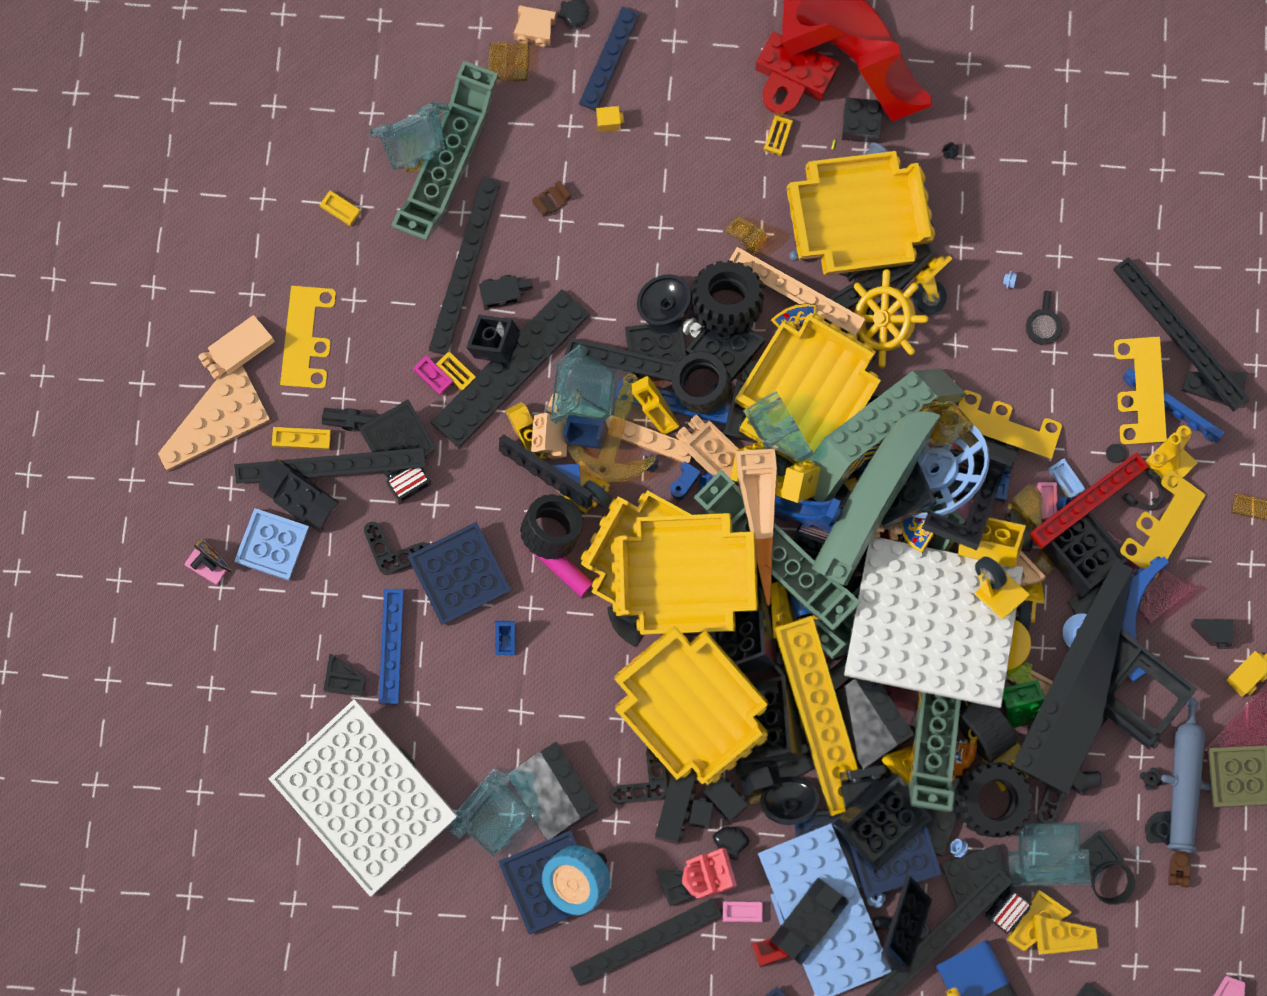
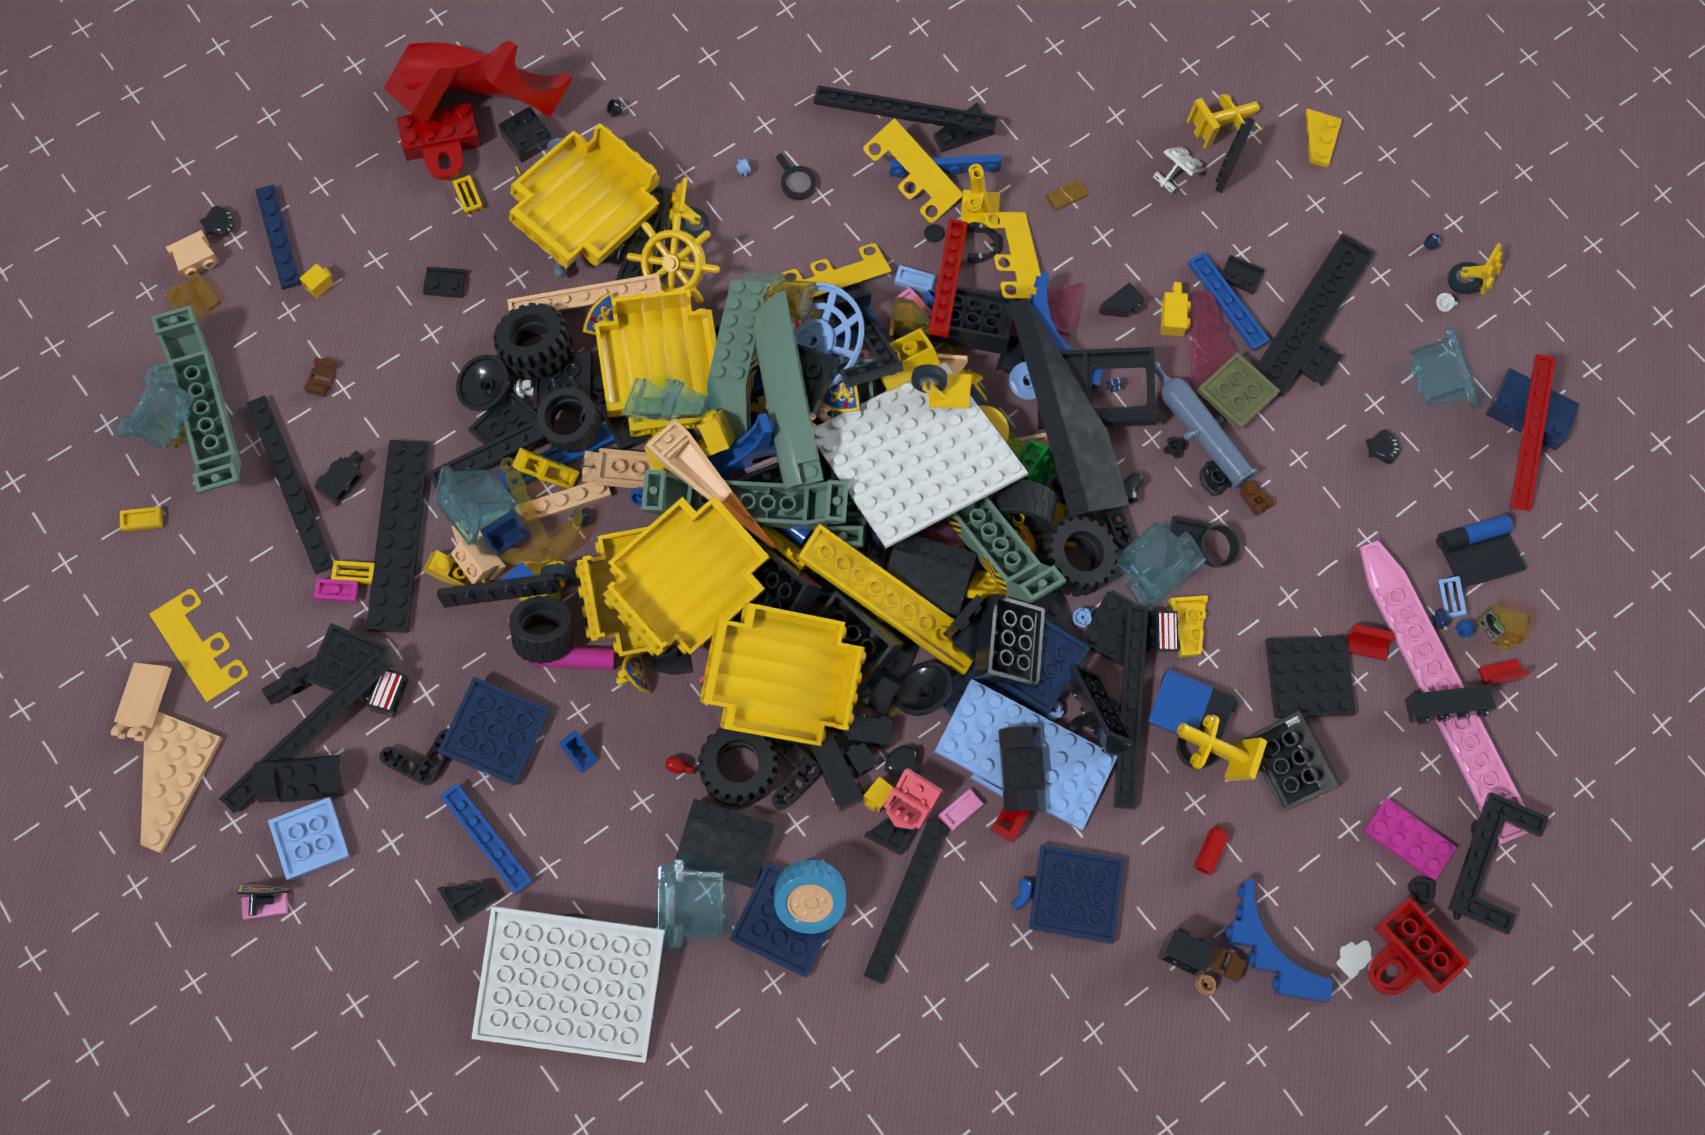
camera: 45 degrees left, 5 degrees down
(301, 438) = (262, 730): yellow plate -> none
(493, 338) = (363, 520): black brick -> none
(567, 707) = (678, 765): none -> red cylinder
(590, 762) = (739, 792): none -> black tyre
(592, 613) = (634, 671): none -> shield
(680, 488) = (621, 514): blue leg -> none
(690, 849) = (877, 795): none -> yellow brick
(702, 194) = (444, 282): none -> black plate
(750, 235) = (510, 283): clear yellow plate -> none
(1061, 936) = (1219, 618): yellow wing -> none
(1148, 691) = (1114, 384): none -> dark blue plate

